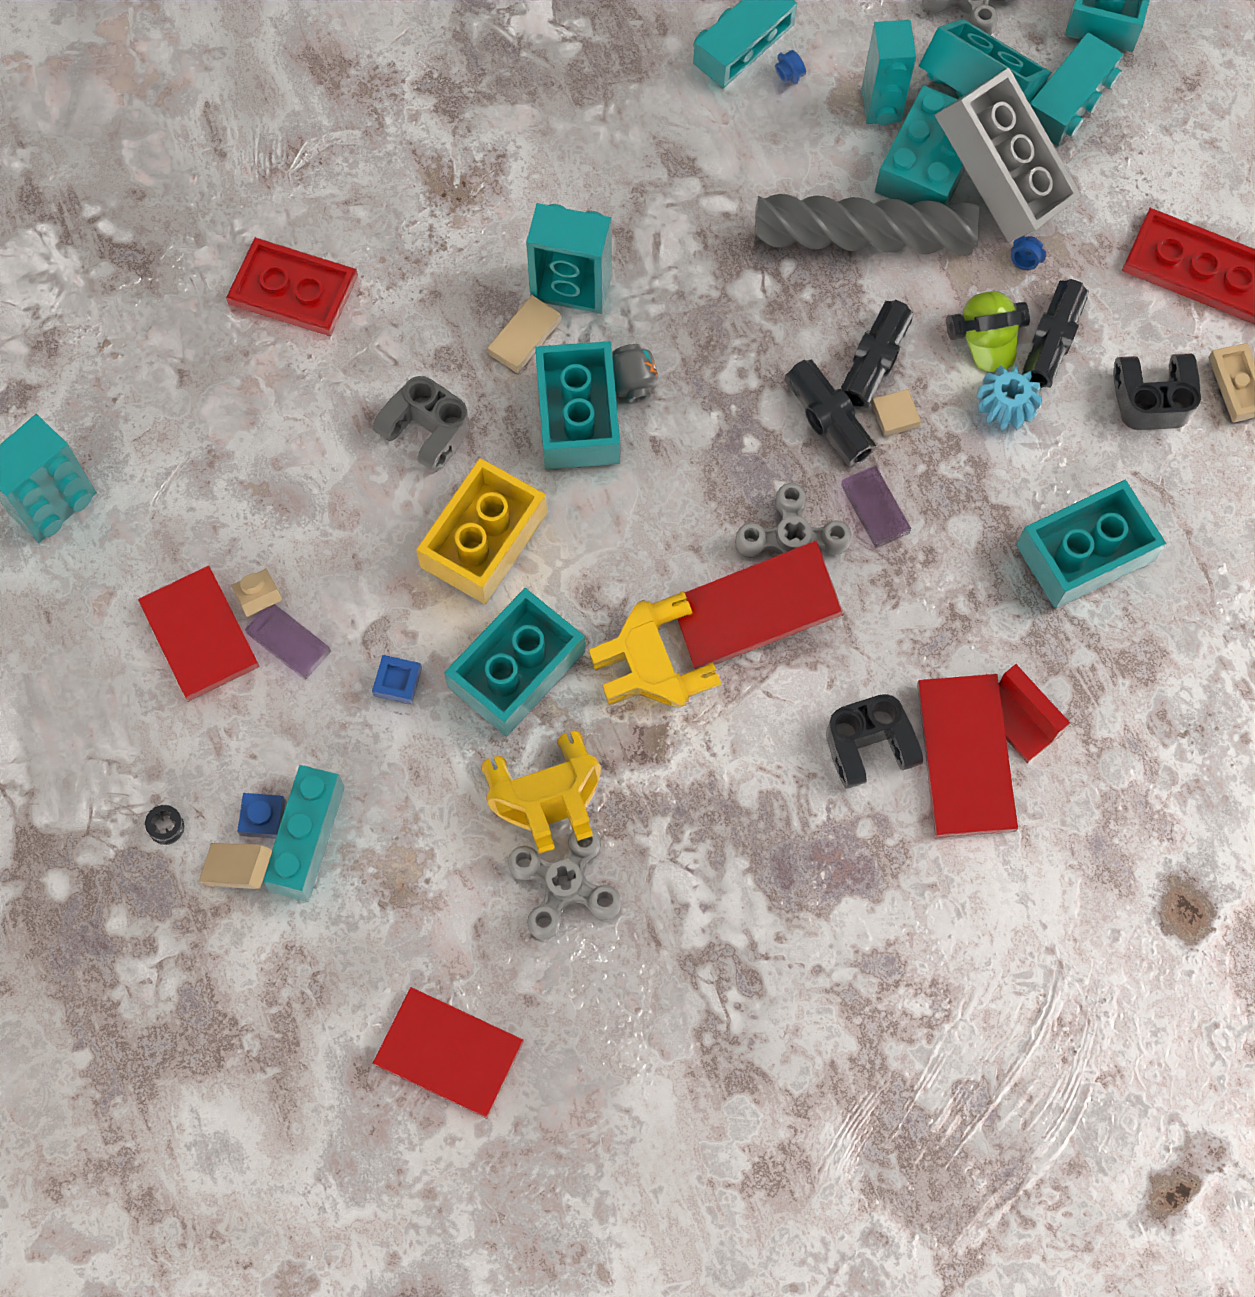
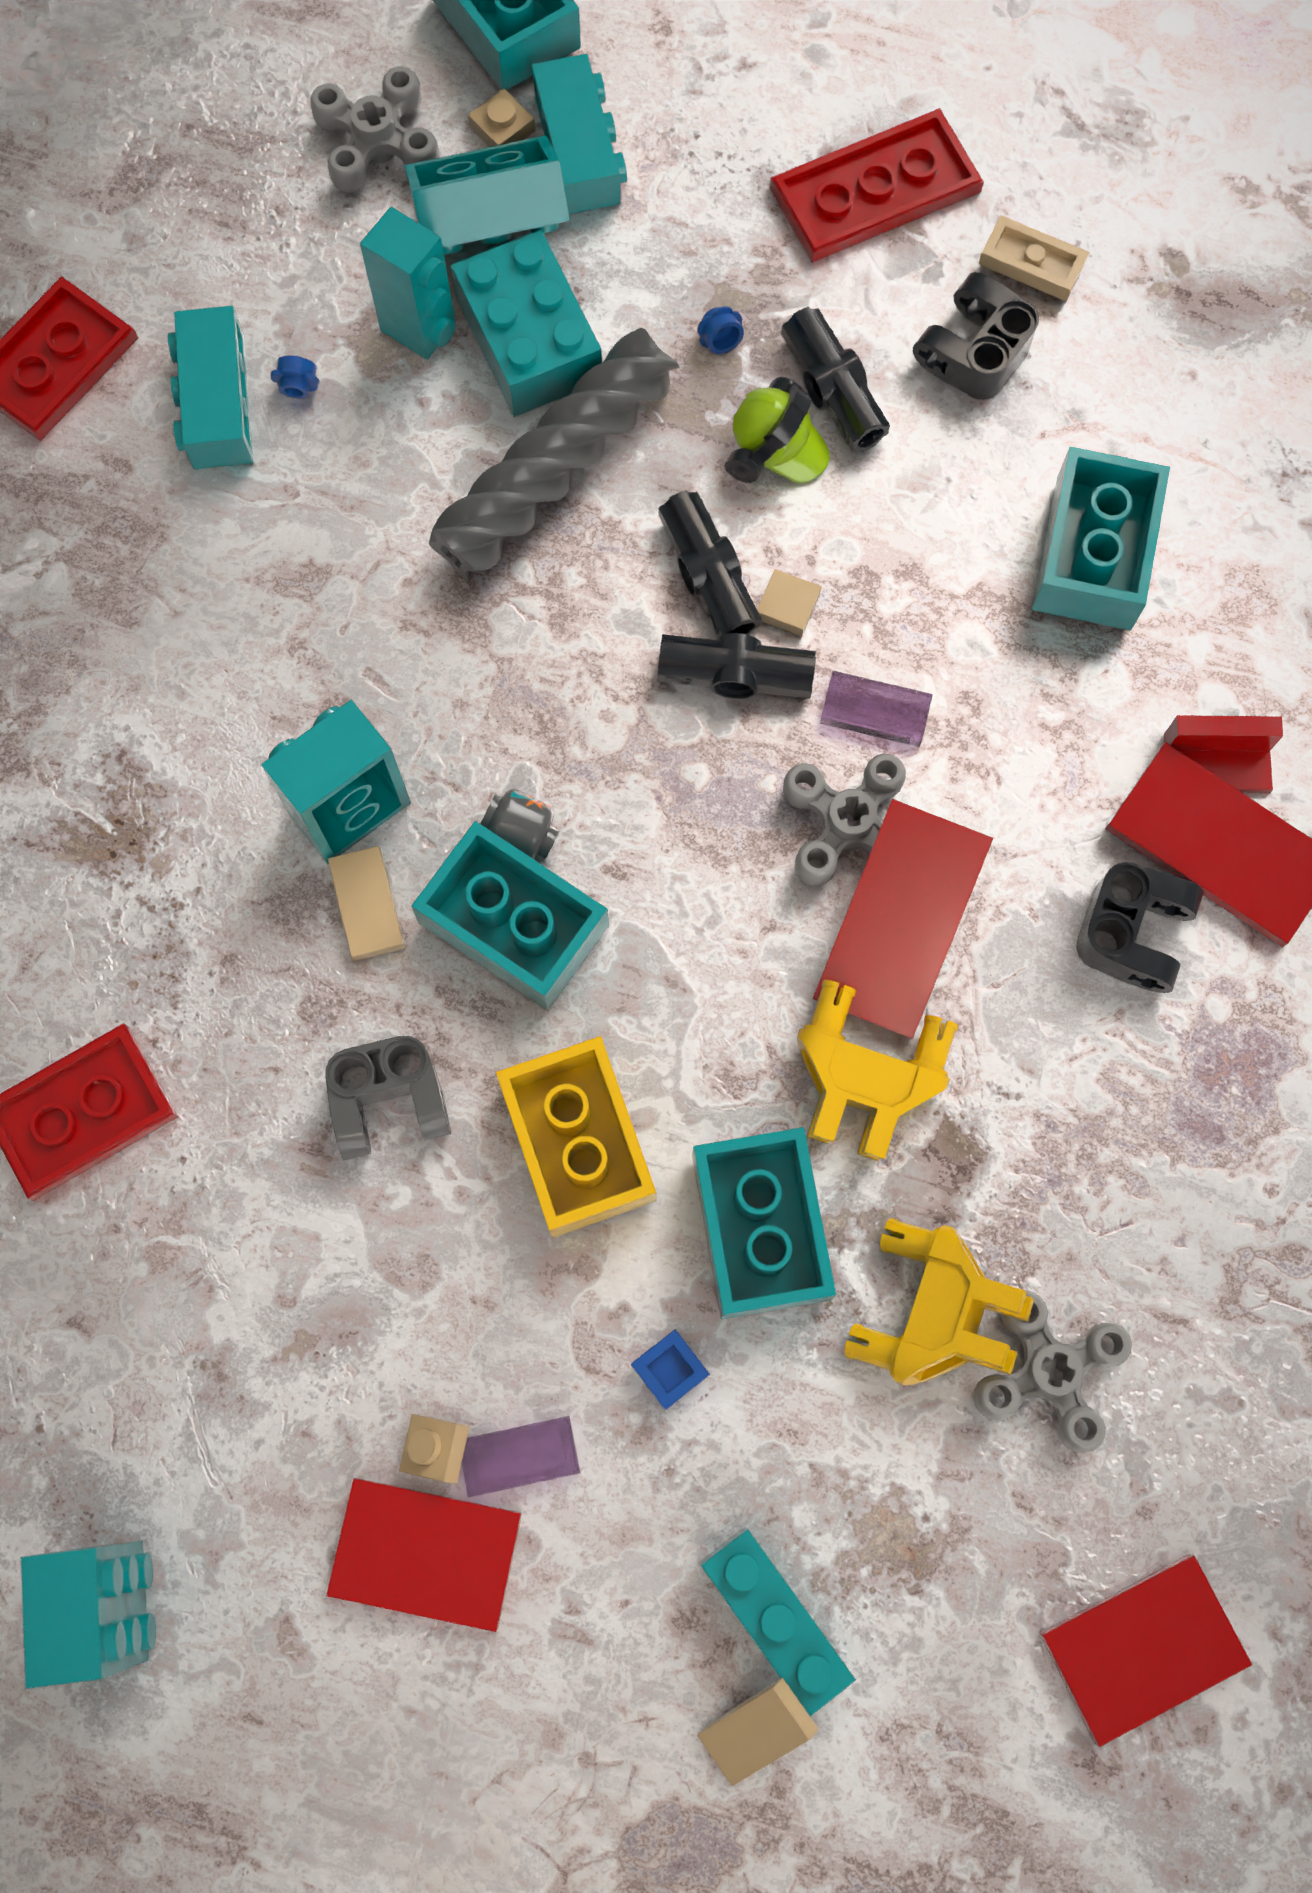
camera: 50 degrees left, 5 degrees up
(170, 836) = (627, 1793): black bush -> none
(260, 815) = (708, 1650): blue plate -> none
(1006, 410) = (869, 464): medium azure gear -> none
(1008, 155) = (613, 251): light grey brick -> none
(1046, 48) = (501, 120): none -> tan plate

